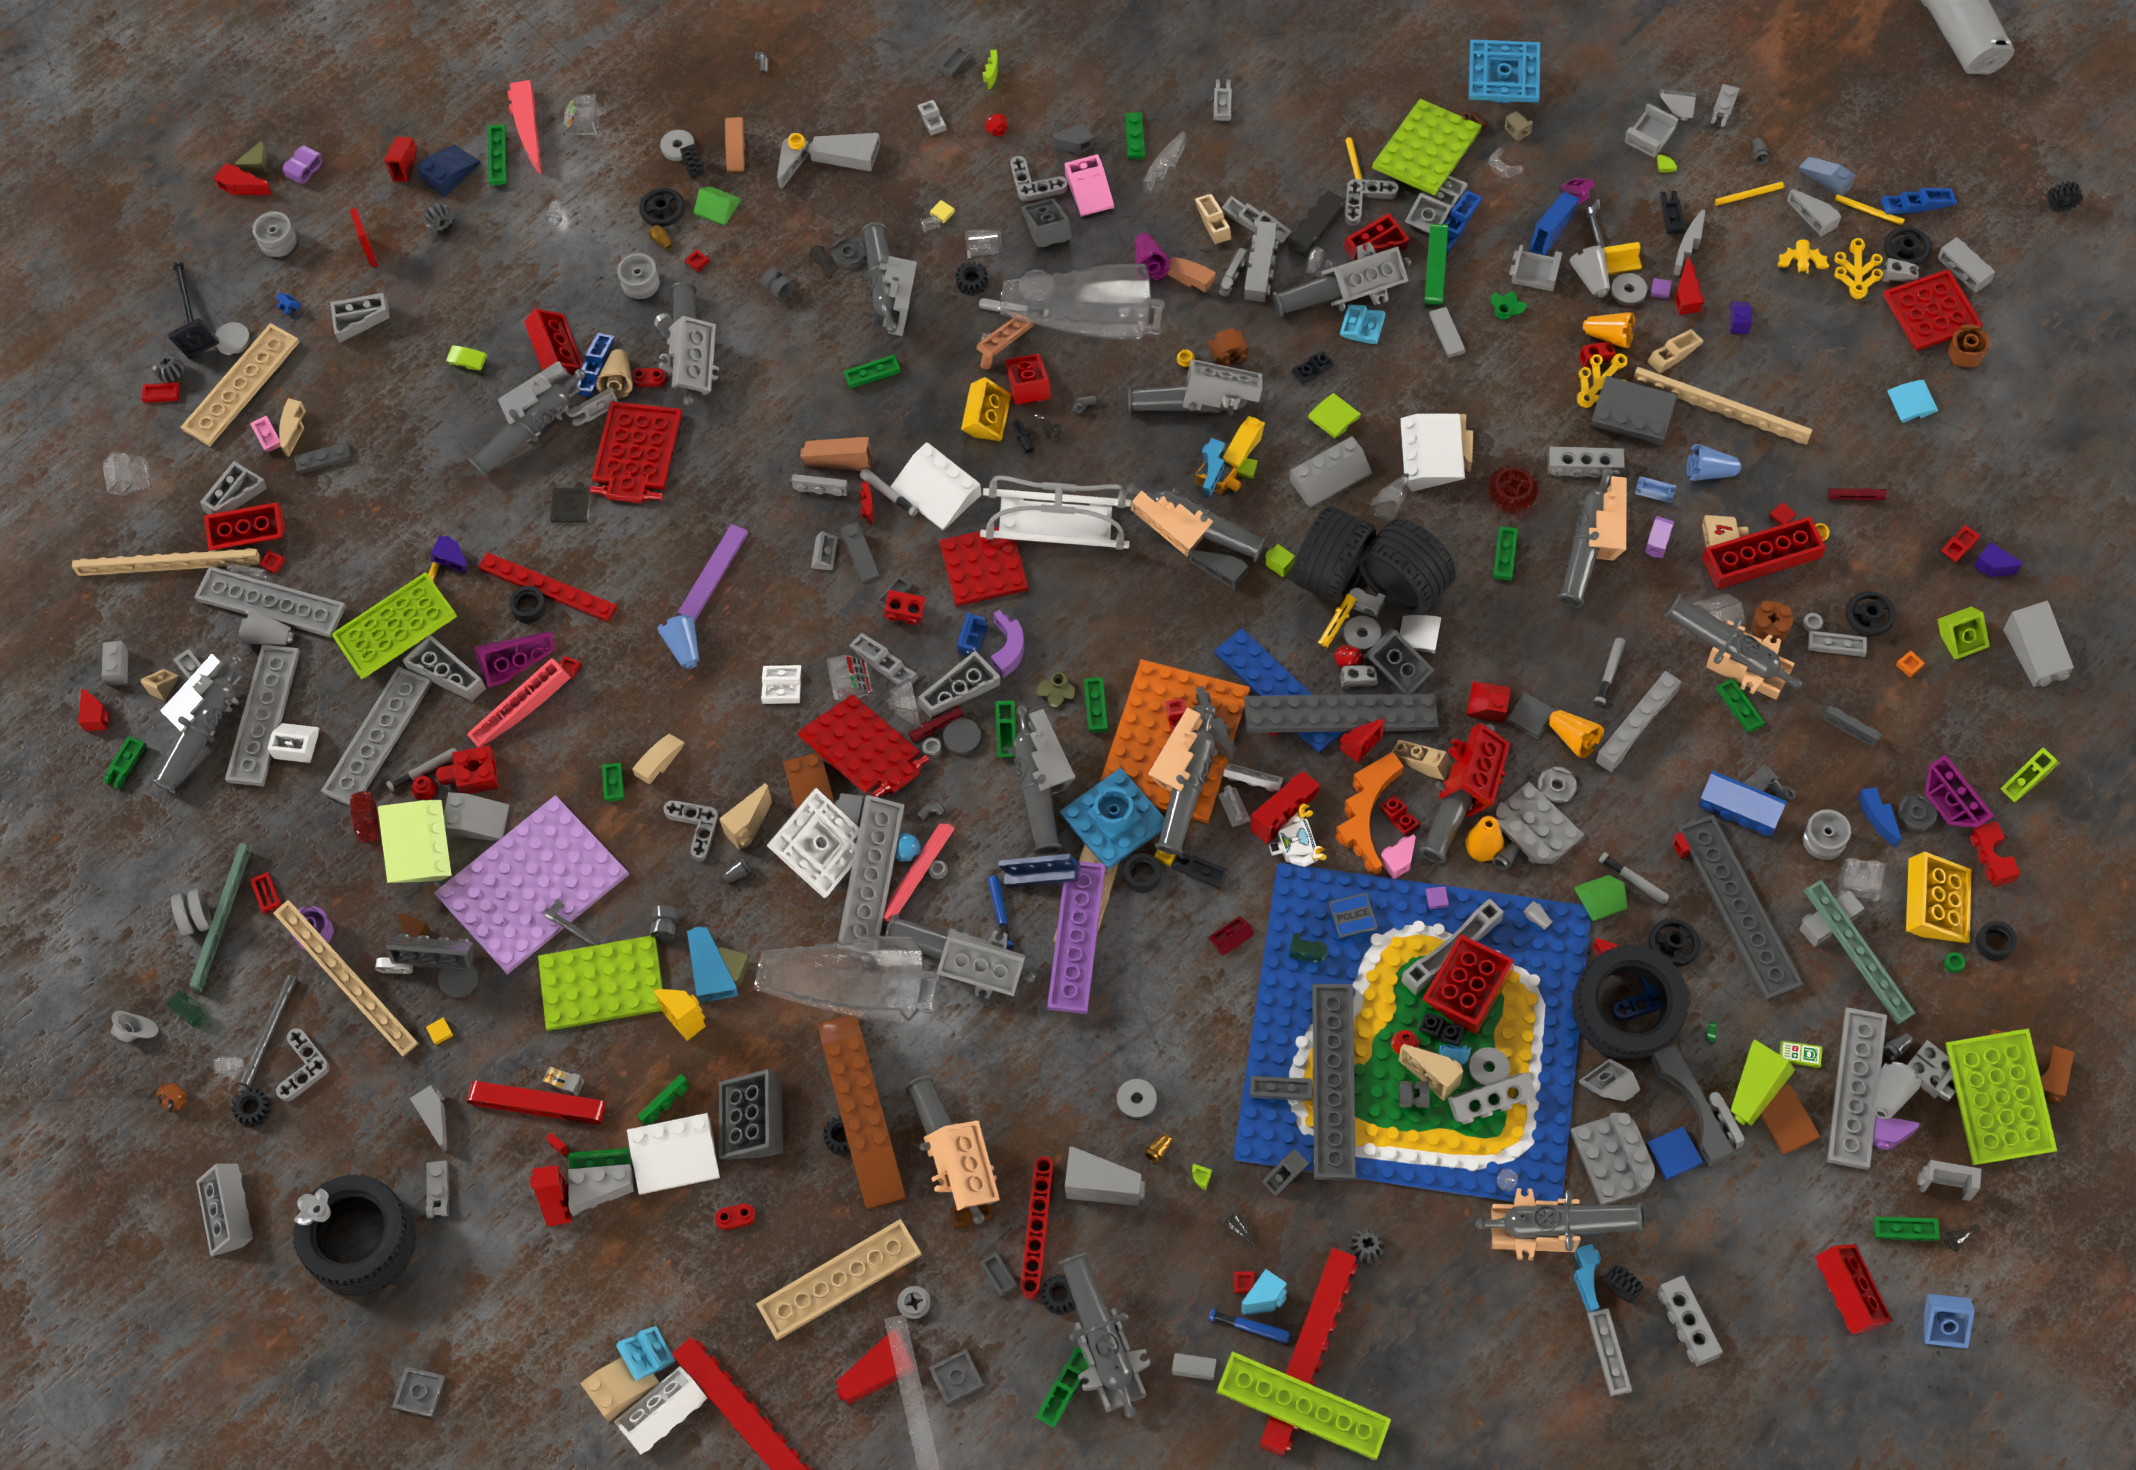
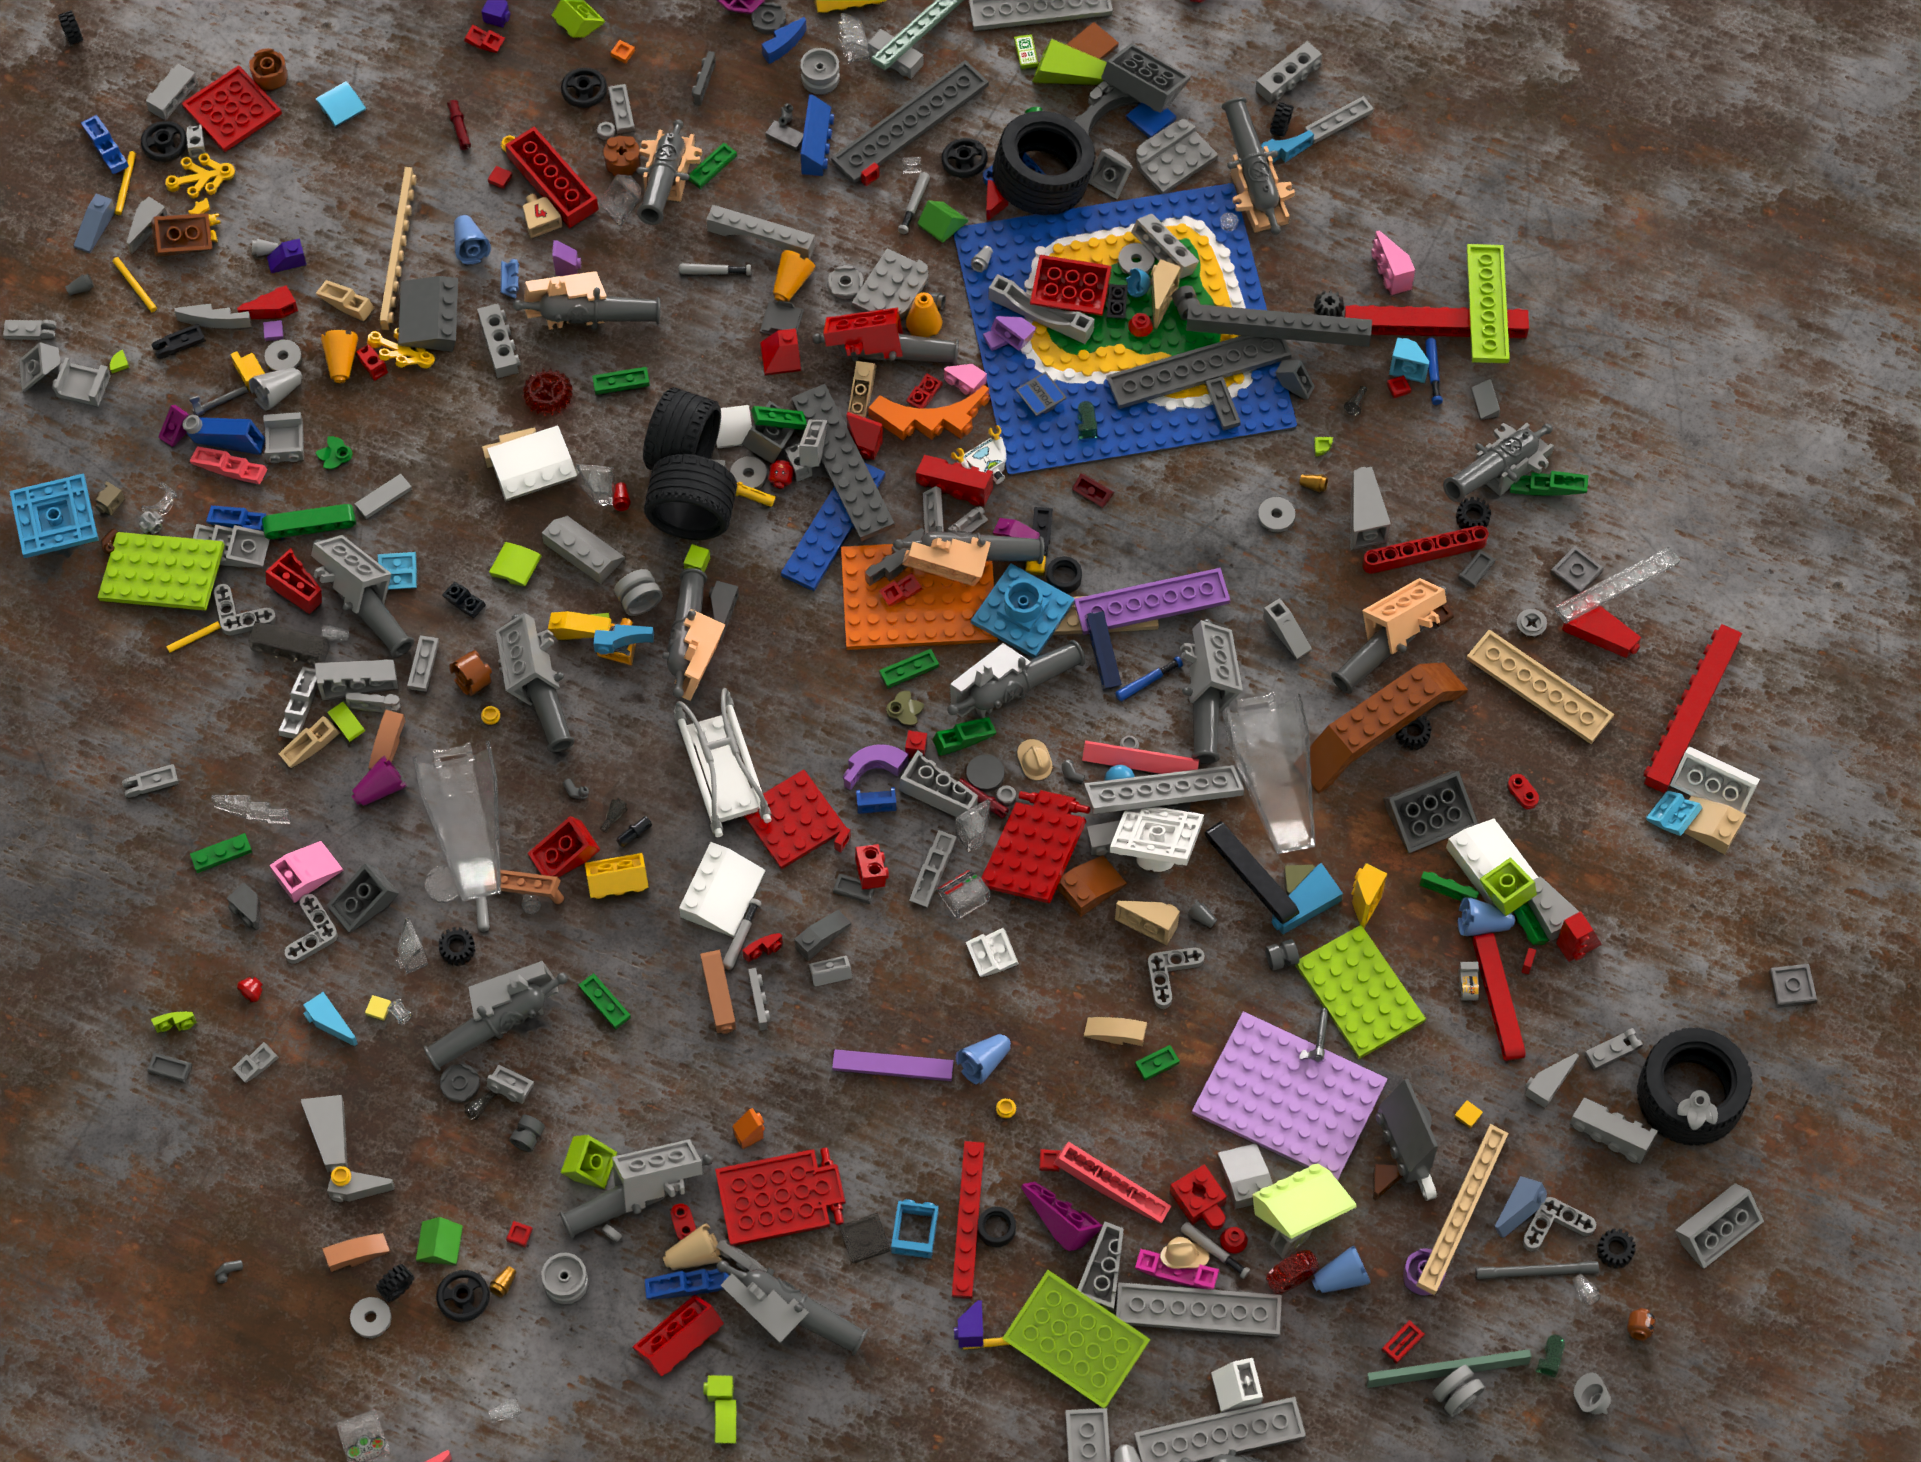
camera: 115 degrees left, 0 degrees up
(332, 1042) = (1523, 1203): none -> sand blue slope
(344, 863) = (1341, 1273): none -> medium blue cone
(356, 1148) = (1613, 1130): none -> light grey wedge
(420, 732) = (1201, 1277): none -> dark pink slope
(429, 742) = (1184, 1254): none -> tan piece
(494, 361) = (718, 1388): none -> lime brick
(542, 530) = (914, 1248): none -> dark azure window
(615, 1118) = (1482, 918): none -> medium blue cone
(626, 1140) = (1508, 886): none -> lime slope
(630, 647) = (1006, 1108): none -> yellow plate
(702, 443) = (749, 1128): none -> orange slope
(733, 321) = (588, 1161): none -> lime slope
(753, 922) = (1251, 872): none -> black beam
(827, 282) = (509, 1084): none -> light grey bracket
(943, 595) = (842, 839): none -> red tile
(946, 172) = (325, 1017): none -> medium azure slope
(959, 784) = (1034, 759): none -> tan piece
(999, 1055) = (1286, 628): none -> light grey slope
(1011, 683) = (914, 742): none -> red brick
(1201, 839) = (1014, 528): none -> magenta slope
(1219, 248) = (346, 721): none -> lime slope
(1258, 319) = (423, 663): none -> light grey plate
(1259, 496) = (638, 592): none -> light grey wheel
(1347, 1171) = (1279, 325): none -> dark grey brick
(1365, 685) = (812, 443): none -> light grey slope
(1375, 517) = (621, 497): none -> red cone
(1389, 1328) = (1392, 264): none -> bright pink slope
(1405, 665) = (779, 417): none -> green plate
(1434, 914) = (1013, 330): none -> medium lavender slope
(1480, 149) = (150, 522): none -> light grey gear
(1522, 221) = (227, 465): none -> coral slope
(1569, 194) = (192, 424): none -> light grey tile
(1680, 889) = (912, 165): none -> clear tile
(1718, 1152) = (1144, 77): none -> dark grey slope
(1757, 298) = (263, 247): none -> light grey cone
(1788, 231) = (181, 234): none -> dark orange slope

